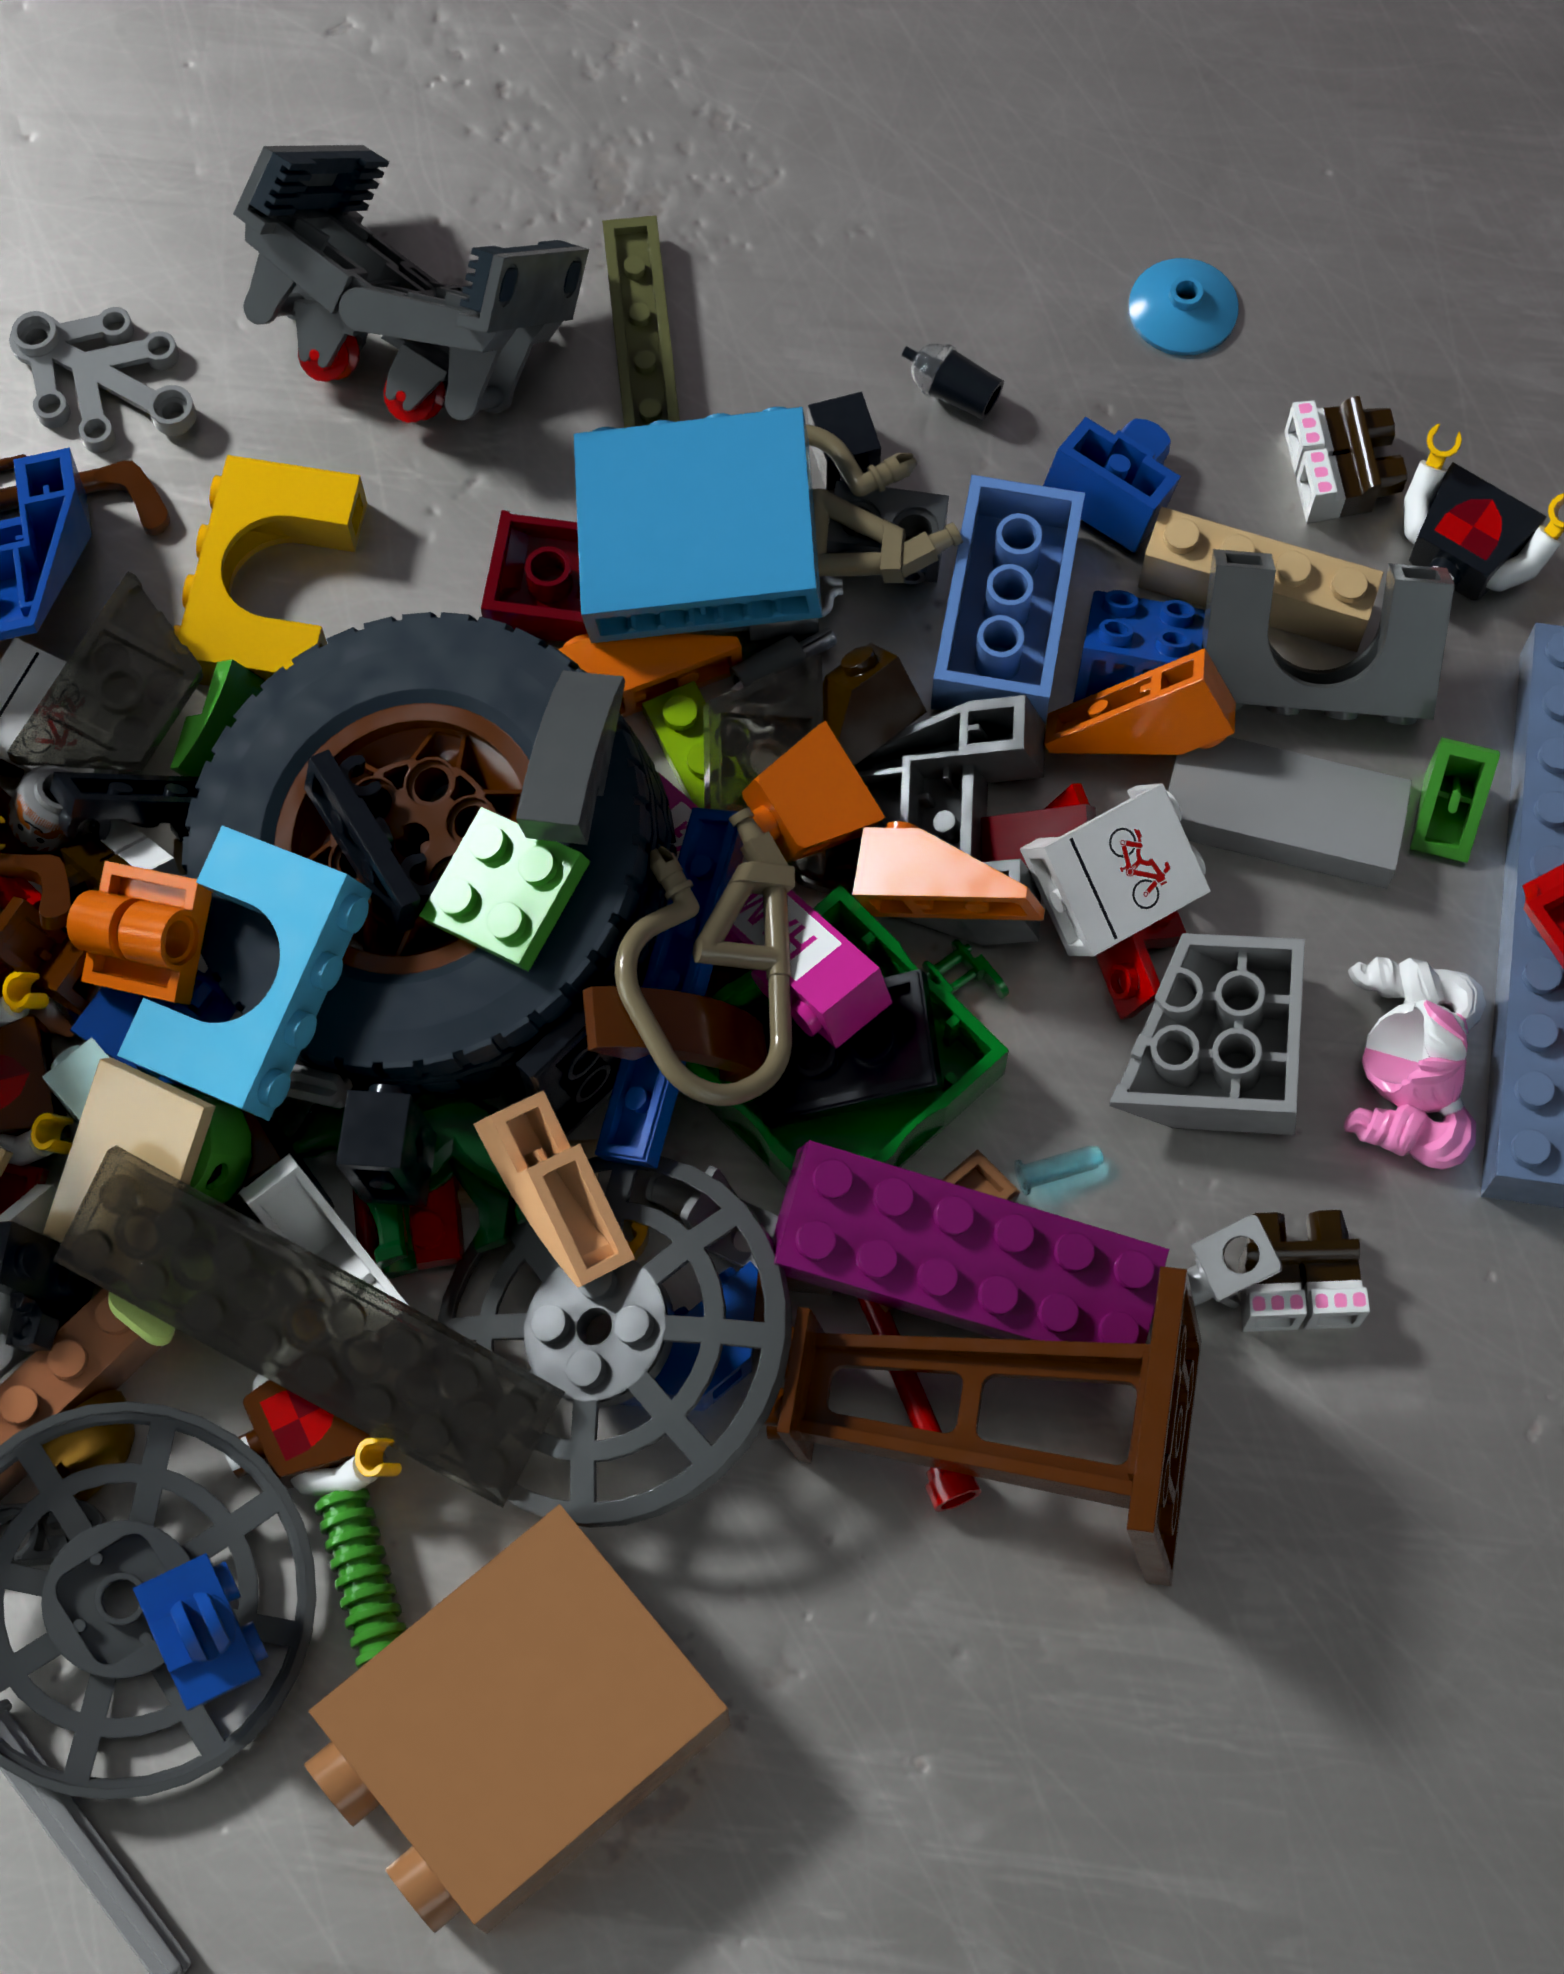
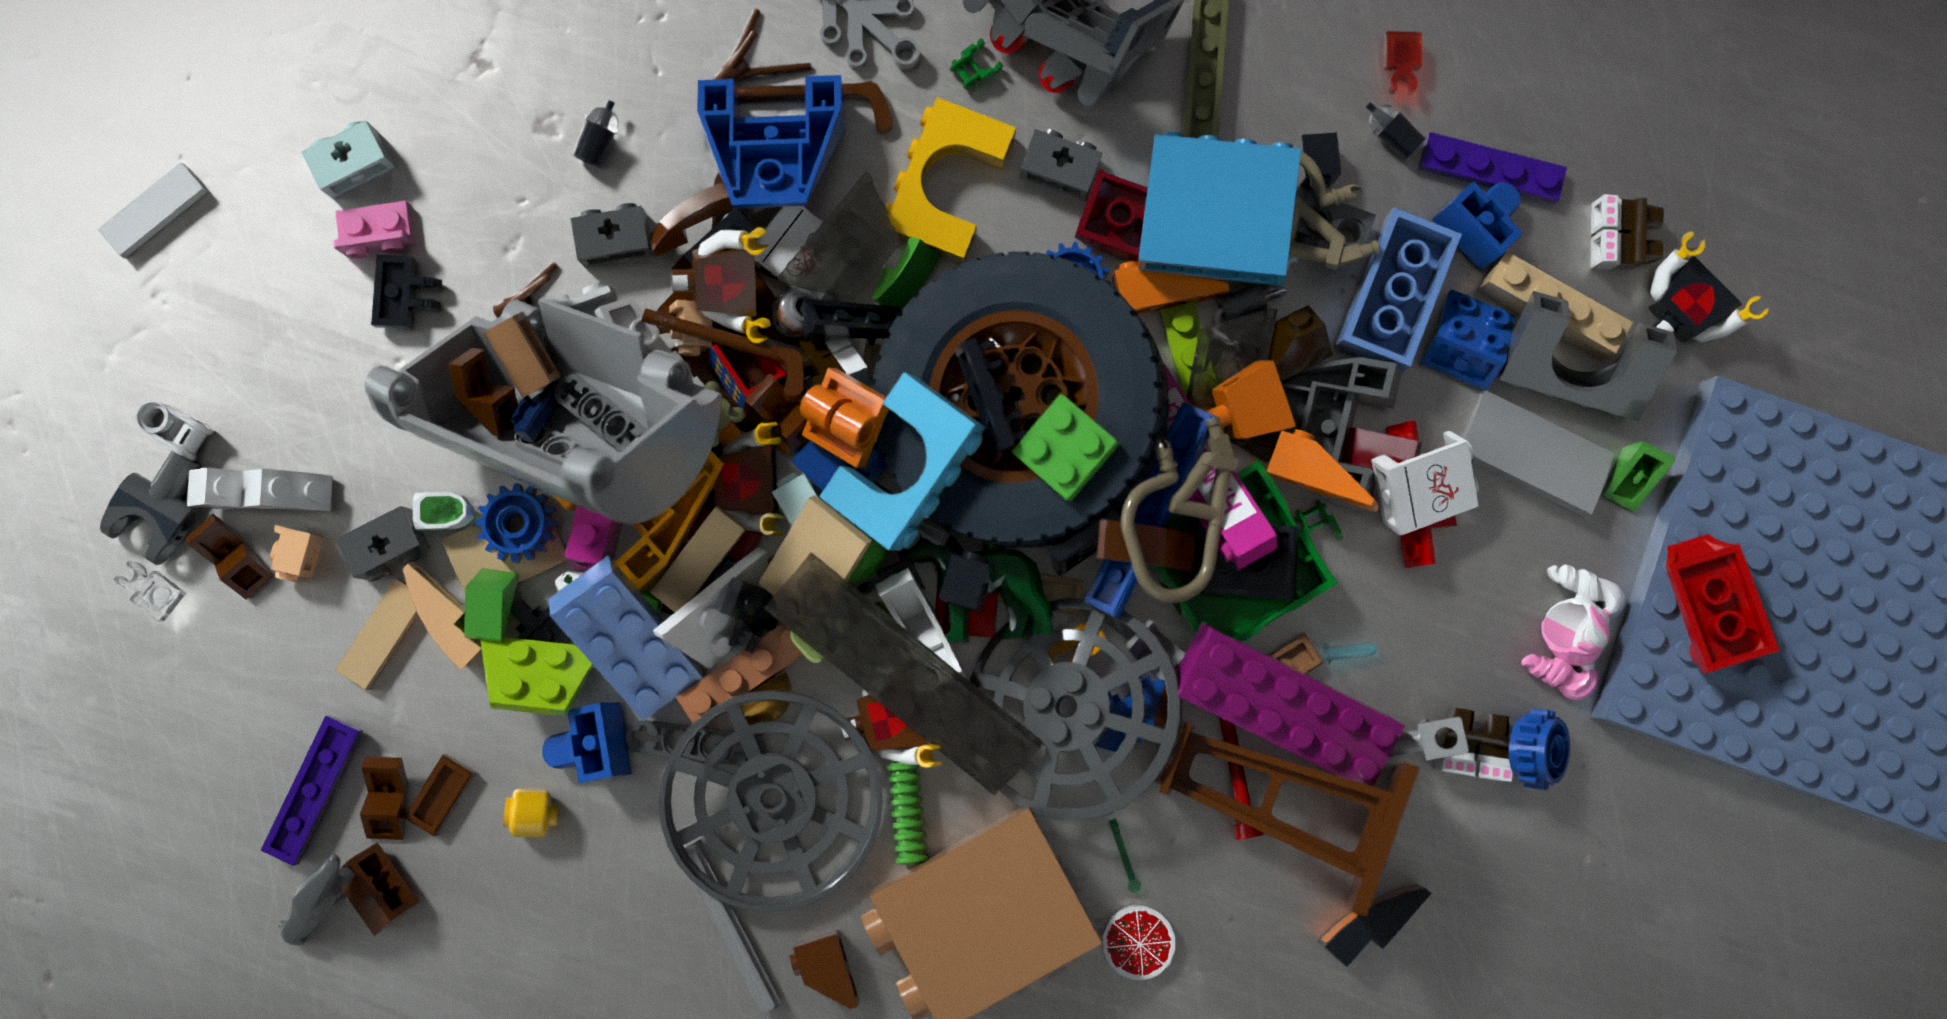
camera: 10 degrees right, 15 degrees up
(200, 1631) = (814, 833): blue brick -> none
(259, 1875) = (826, 968): none -> reddish brown slope
(296, 422) = (982, 75): none -> green piece
(440, 520) = (1074, 177): none -> dark grey brick
(555, 1188) = (1059, 623): light nougat slope -> none
(570, 758) = (1122, 377): dark grey slope -> none
(777, 1625) = (1133, 884): none -> clear green hinge
(804, 1722) = (1138, 942): none -> tile
(945, 277) = (1402, 54): none -> clear red plate
(1060, 402) = (1492, 166): none -> dark purple plate
(1151, 714) = (1469, 384): orange slope -> none
(1181, 324) = (1538, 115): dark azure dish -> none
(1196, 1602) = (1382, 923): none -> black slope
(1221, 1038) = (1466, 597): light grey wedge -> none
(1402, 1249) = (1539, 749): none -> blue gear

